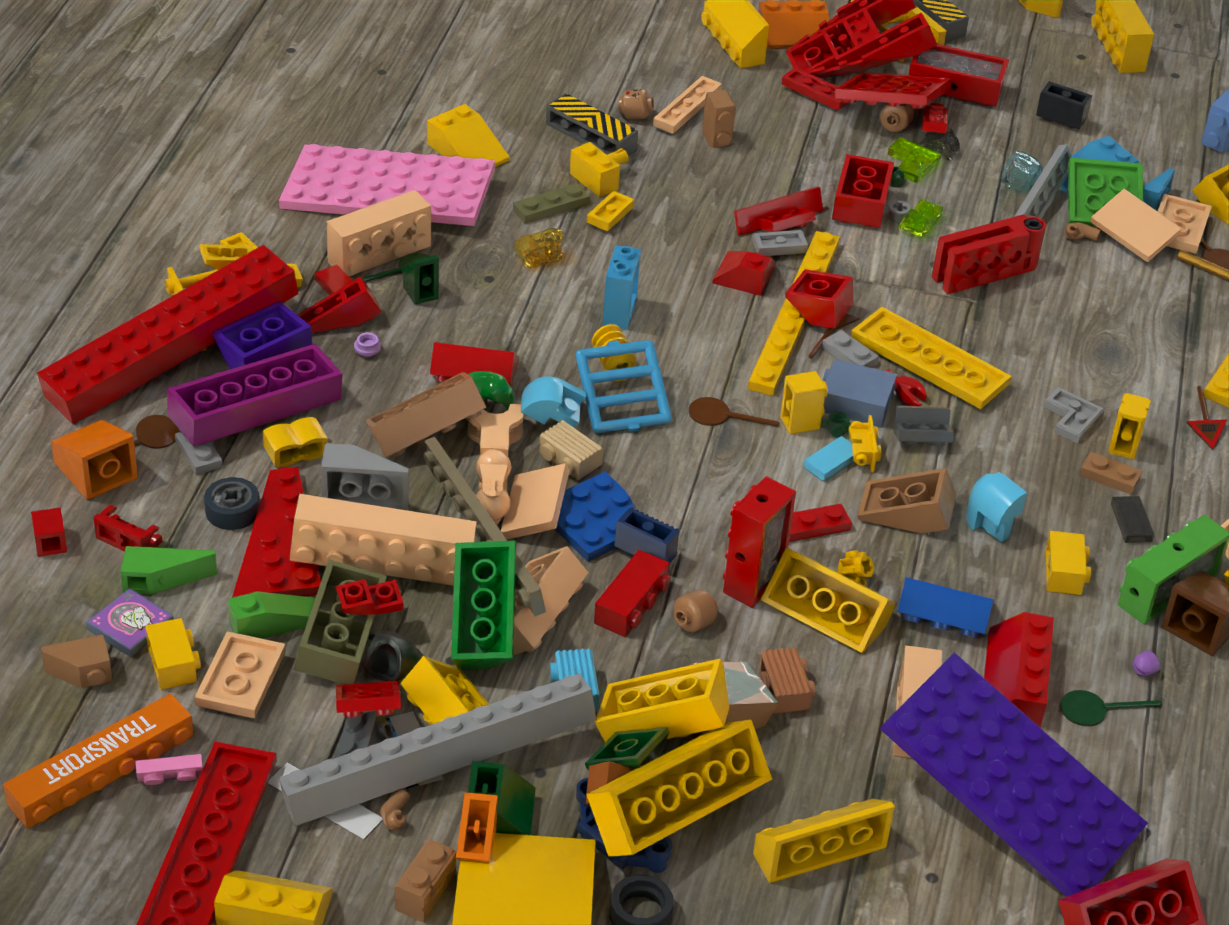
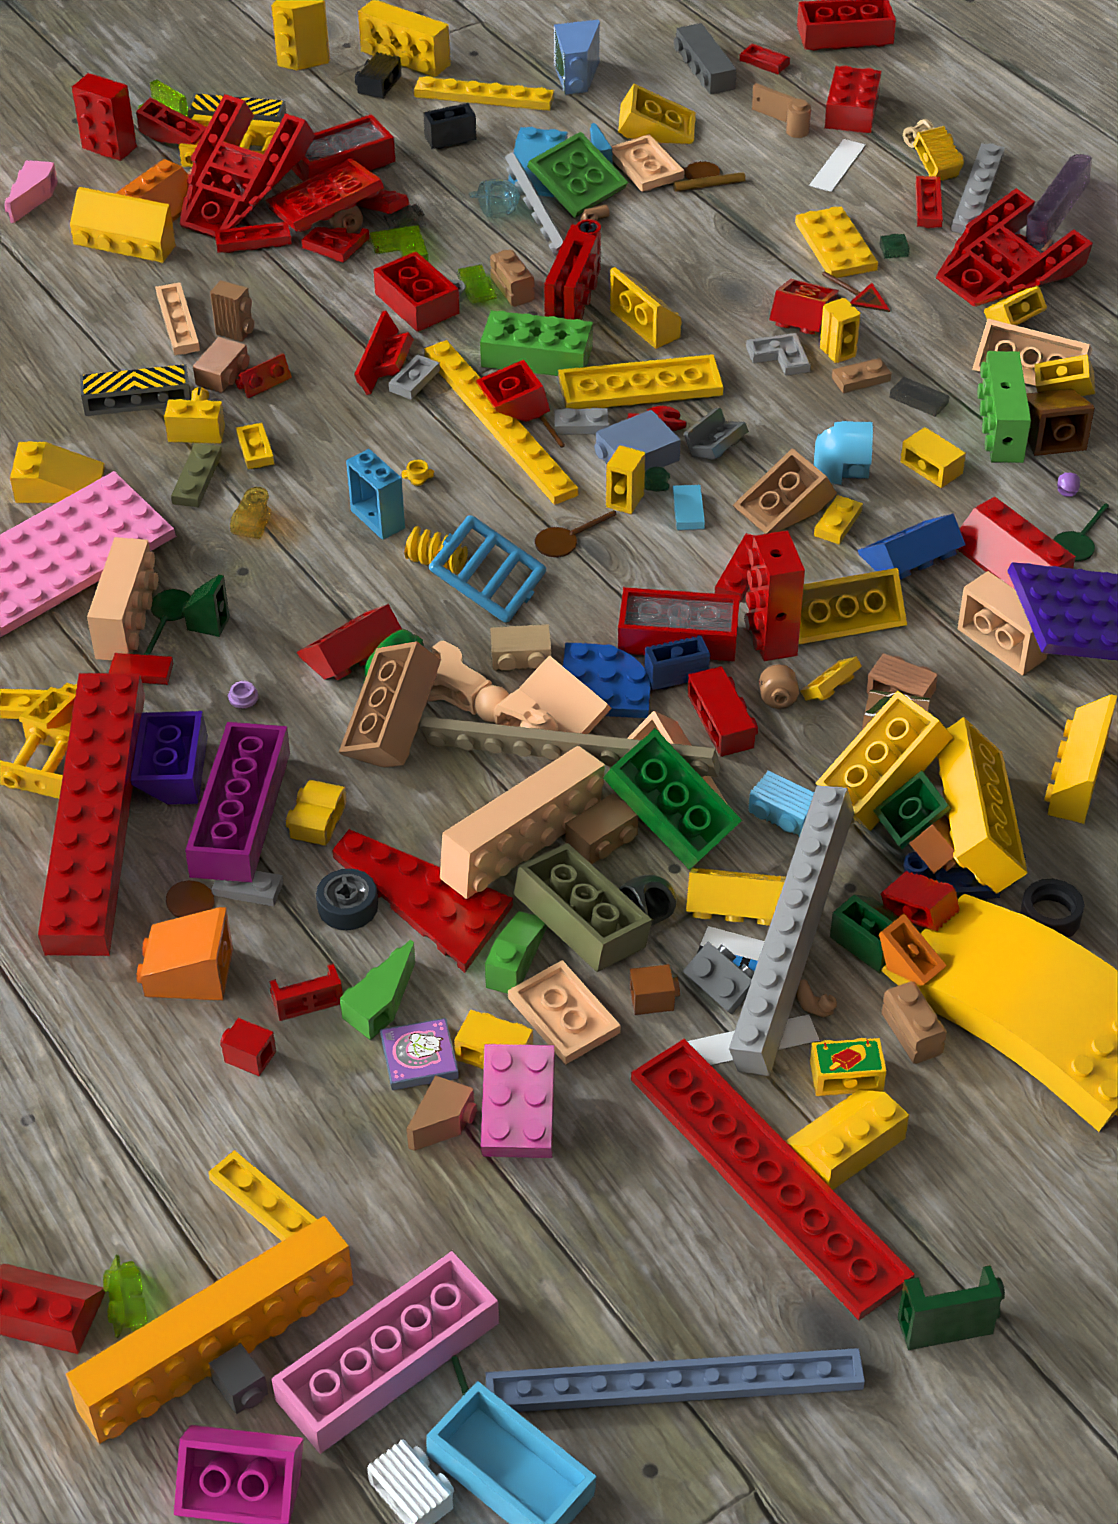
camera: 45 degrees left, 5 degrees up
(98, 760) = (575, 1169): orange brick -> none
(118, 685) = (518, 1101): none -> brick
(180, 767) = (640, 1112): bright pink plate -> none
(308, 709) = (653, 989): none -> dark orange brick
(343, 309) = (184, 678): red slope -> none
(343, 865) = (847, 1066): none -> brick
(359, 697) = (691, 938): red plate -> none
(363, 477) = (426, 794): light grey slope -> none
(370, 600) = (591, 865): red slope -> none
(429, 593) = (602, 828): none -> medium nougat brick
(553, 399) = (459, 619): medium azure brick -> none
(554, 814) = (921, 900): none -> red brick
(636, 104) = (141, 346): medium nougat head -> none
(667, 148) = (221, 364): none -> nougat brick
(684, 174) = (264, 376): none -> red hinge
(686, 301) = (417, 472): none -> yellow plate
(686, 504) = (666, 615): none -> brick
(727, 637) = (837, 674): none -> yellow plate
(745, 271) = (422, 417): red slope -> none
(856, 566) = (826, 567): yellow gear -> none
(864, 440) = (704, 478): yellow hinge -> none
(867, 128) = (334, 242): none -> red wing
(894, 279) = (540, 340): none -> bright green brick
(927, 548) = (838, 519): none -> yellow plate
(949, 220) = (512, 277): none -> medium nougat brick
(1009, 311) = (643, 310): none -> yellow slope
(1071, 44) = (378, 75): none -> black brick
(1135, 225) = (628, 183): light nougat tile -> none
(1136, 105) = (484, 93): none -> yellow plate
(1143, 382) = (801, 305): none -> red slope

